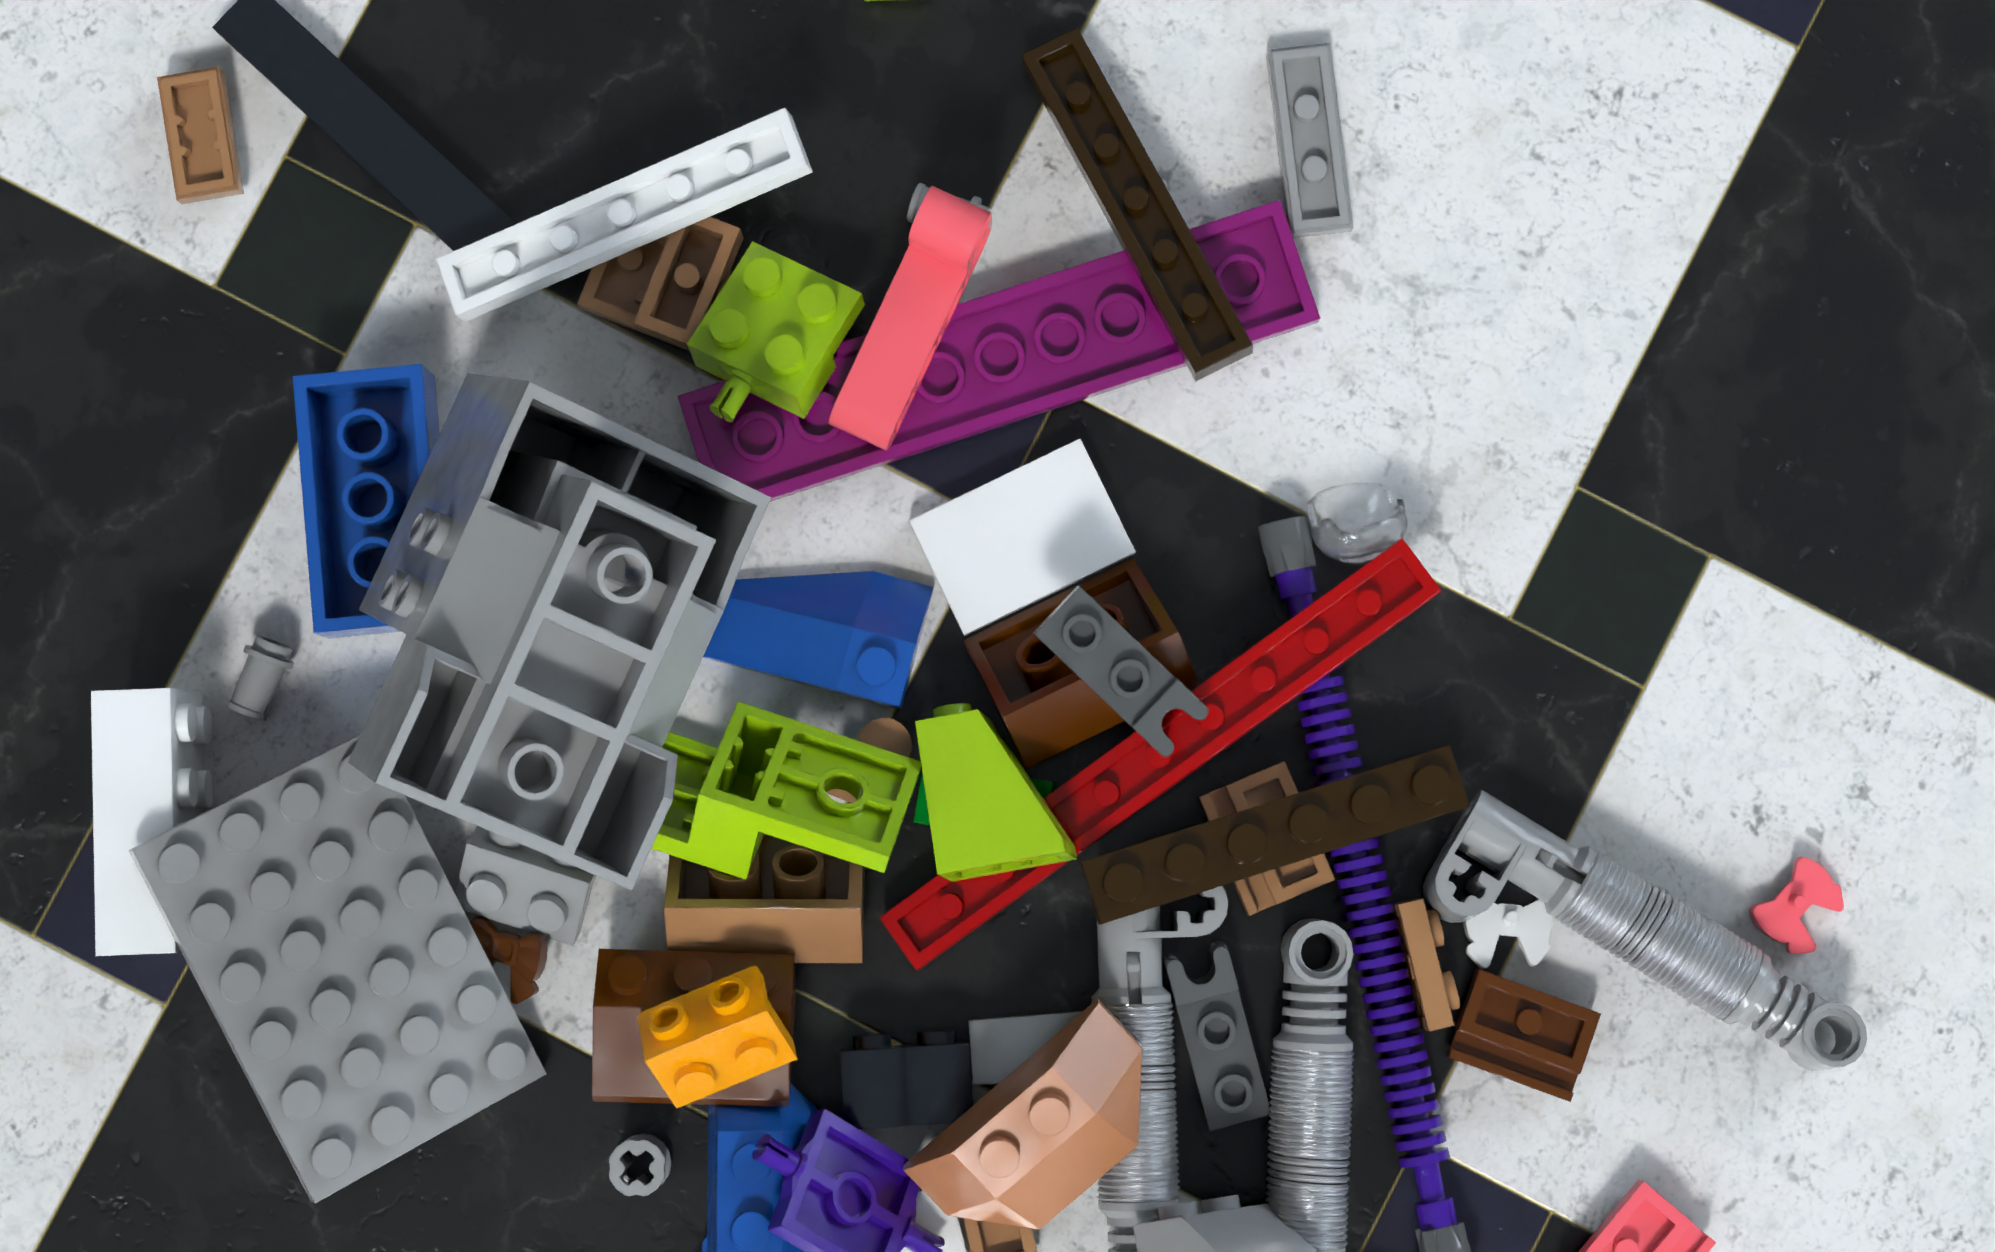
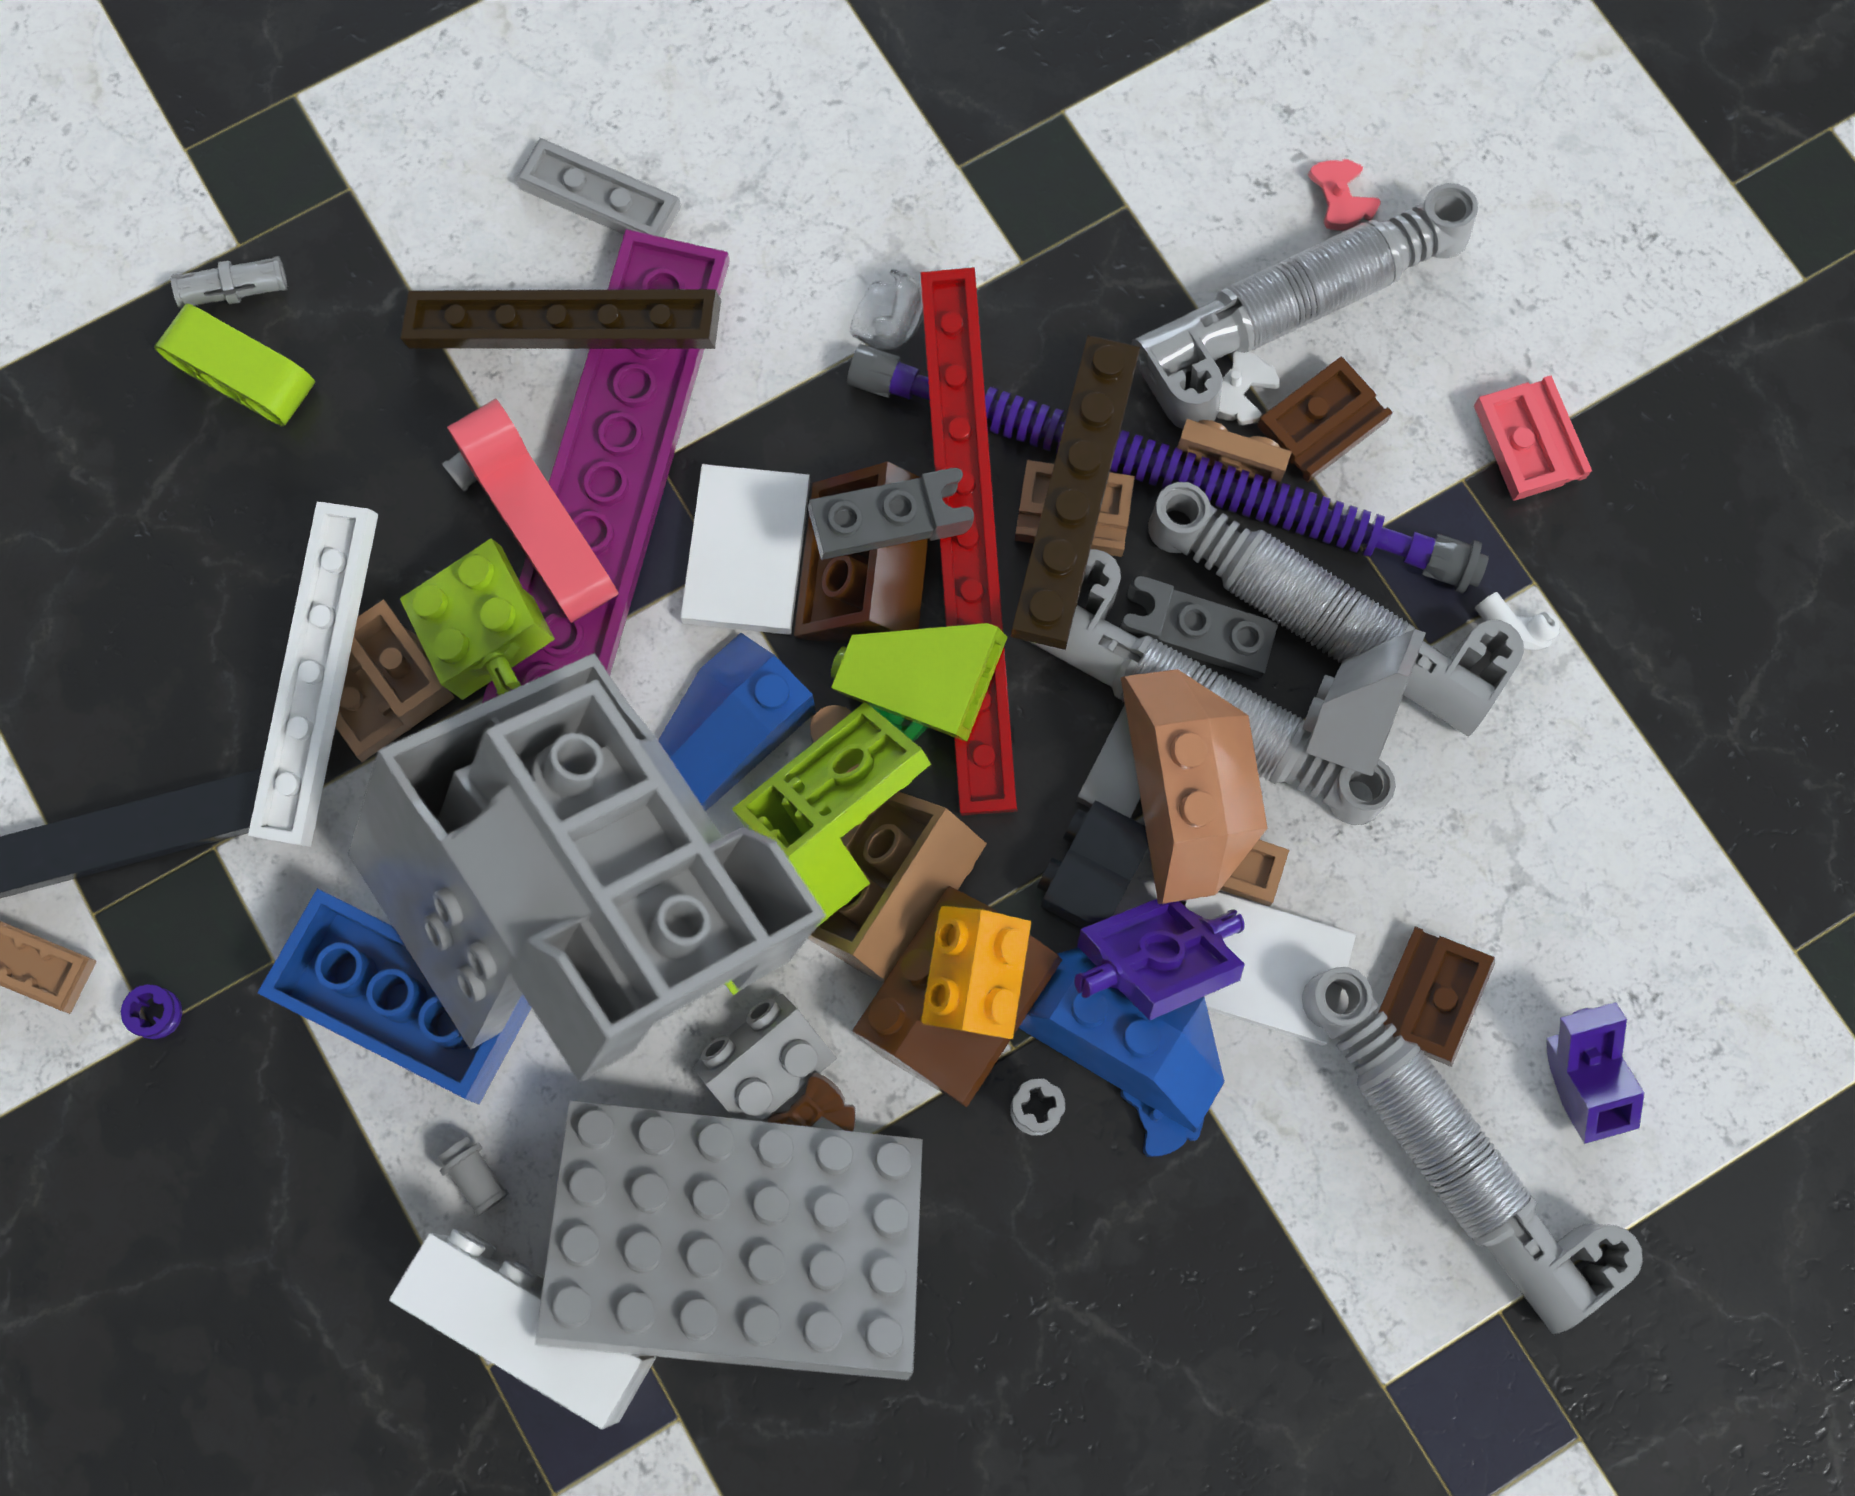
camera: 55 degrees left, 10 degrees down
(209, 276) = (139, 997): none -> dark purple bush

